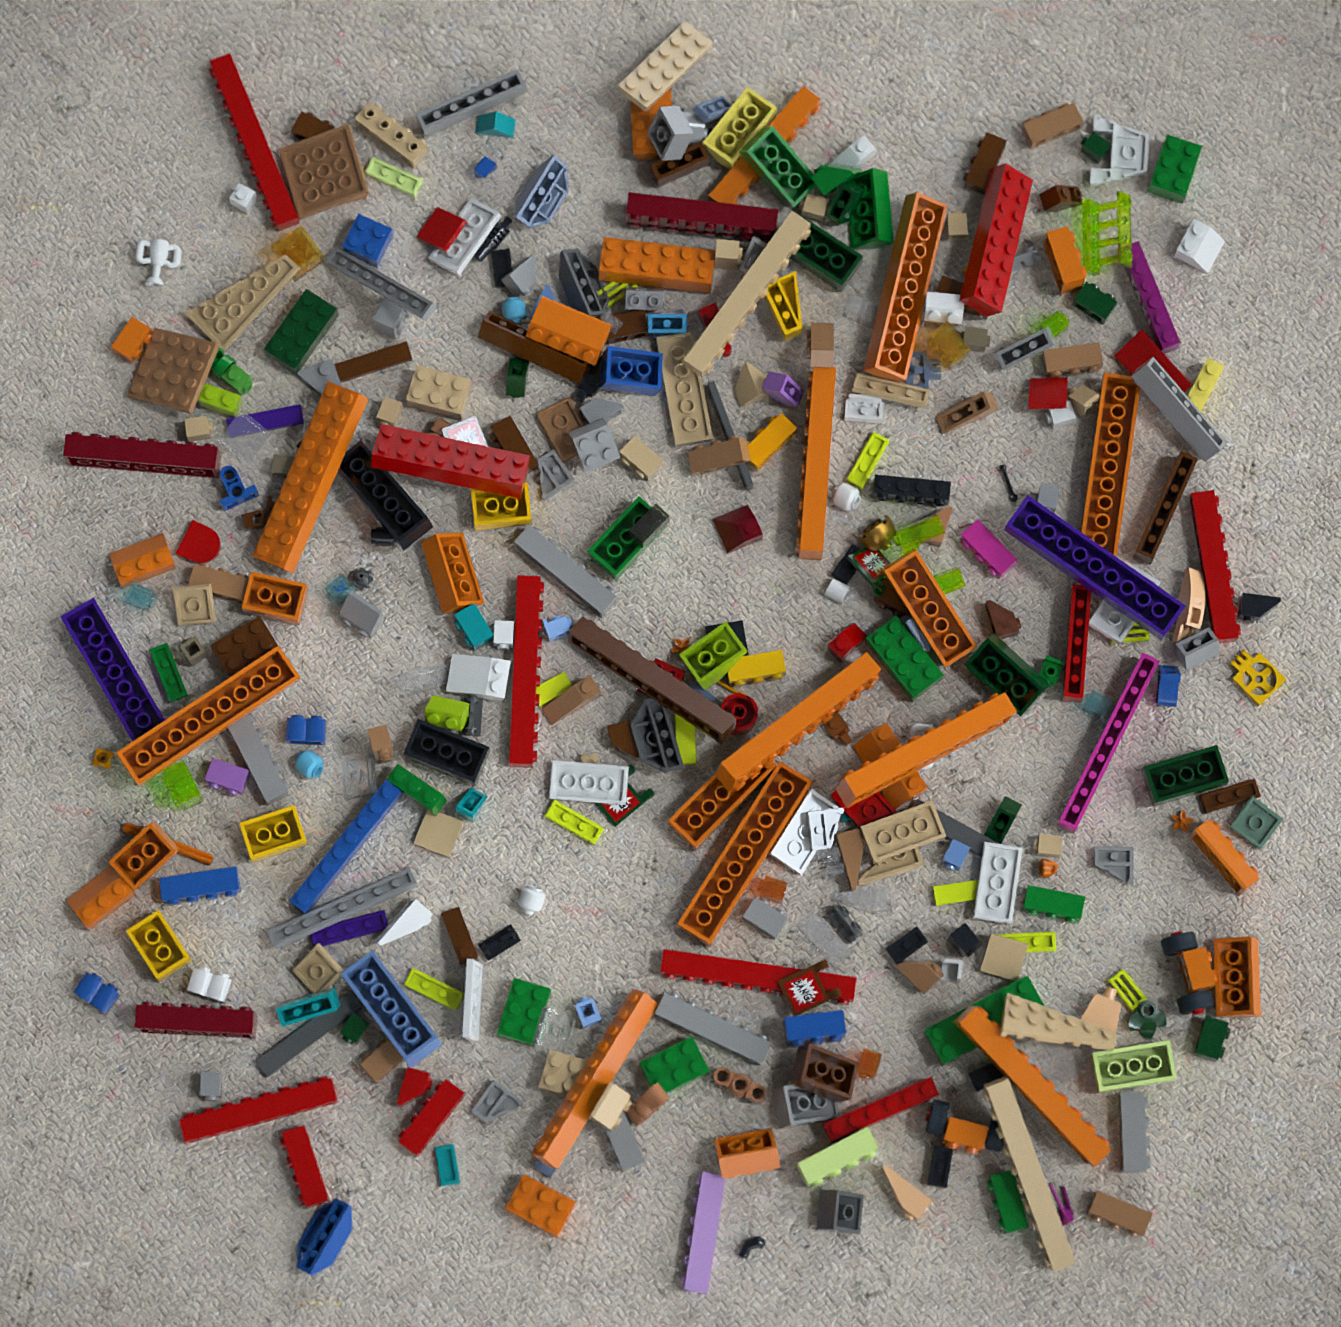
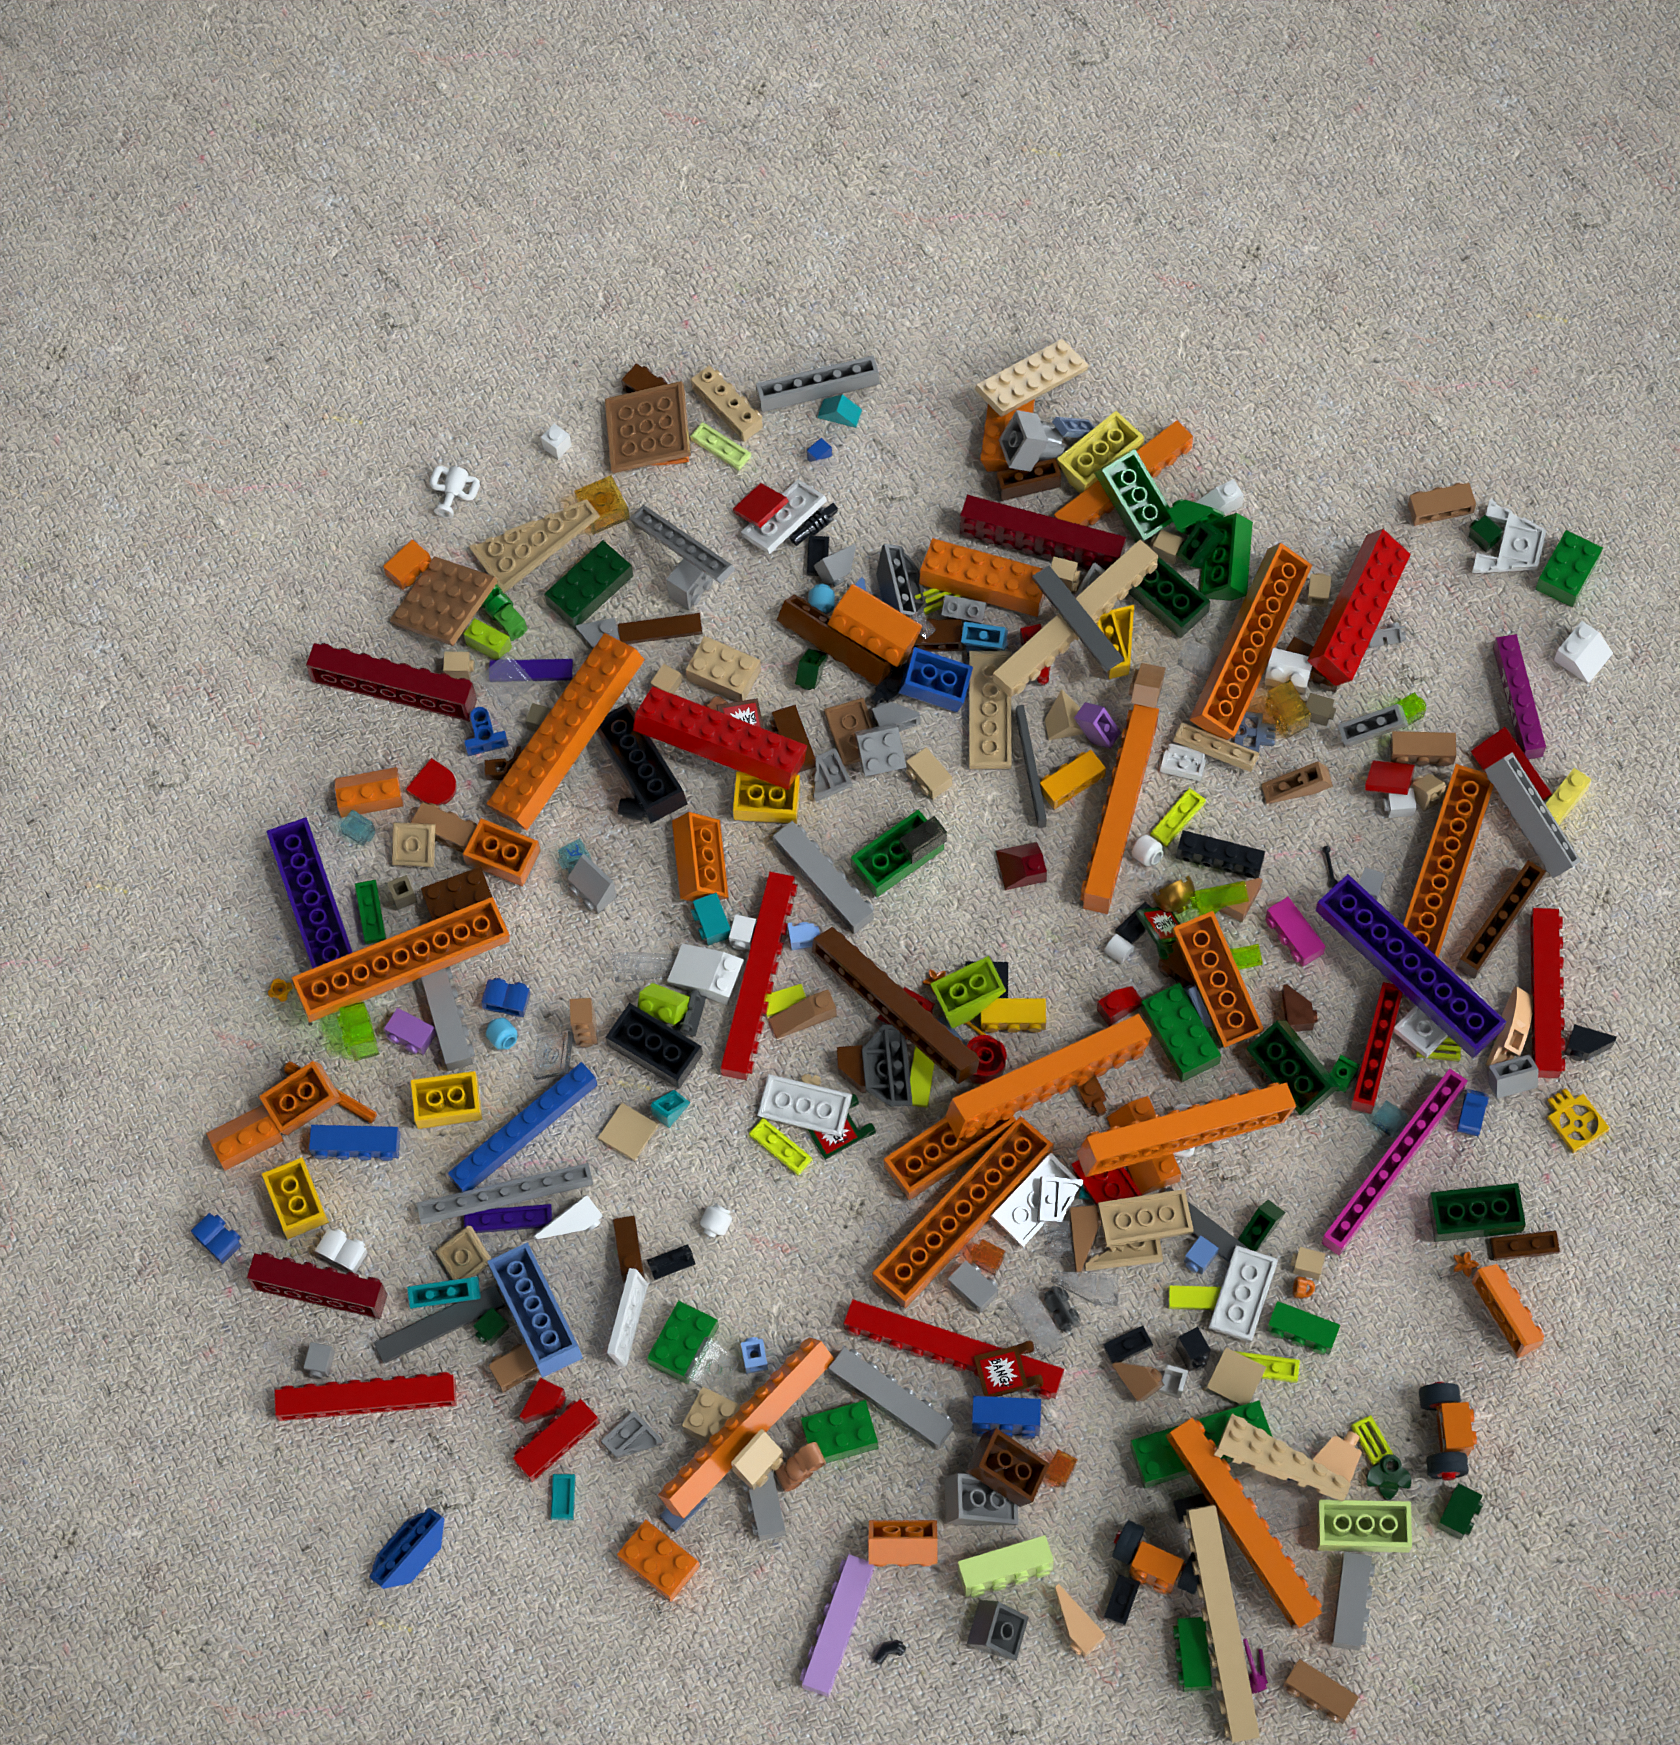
camera: 15 degrees right, 10 degrees down
(254, 142) = (580, 388): red brick -> none
(305, 1166) = (404, 1469): red brick -> none
(361, 578) = (600, 848): dark grey plant -> none
(368, 240) = (680, 503): blue brick -> none
(417, 790) = (614, 1080): green brick -> none
(434, 989) = (588, 1300): neon yellow tile -> none
(542, 193) = (876, 485): sand blue wedge -> none
(718, 455) = (1014, 782): medium nougat brick -> none
(733, 1078) = (916, 1475): nougat piece -> none
(749, 296) = (1077, 618): none -> dark grey tile
(881, 1110) = (1068, 1521): red brick -> none
(988, 157) = (1368, 519): reddish brown brick -> none
(1061, 198) = (1438, 578): reddish brown slope -> none
(1064, 260) = (1431, 641): orange brick -> none
(1091, 235) = (1466, 617): clear neon green fence -> none
(1095, 302) = (1458, 693): dark green brick -> none
(1116, 862) = (1382, 1294): light grey wing -> none
(1237, 977) = (1501, 1446): orange slope -> none
(1255, 822) = (1549, 1279): sand green plate -> none

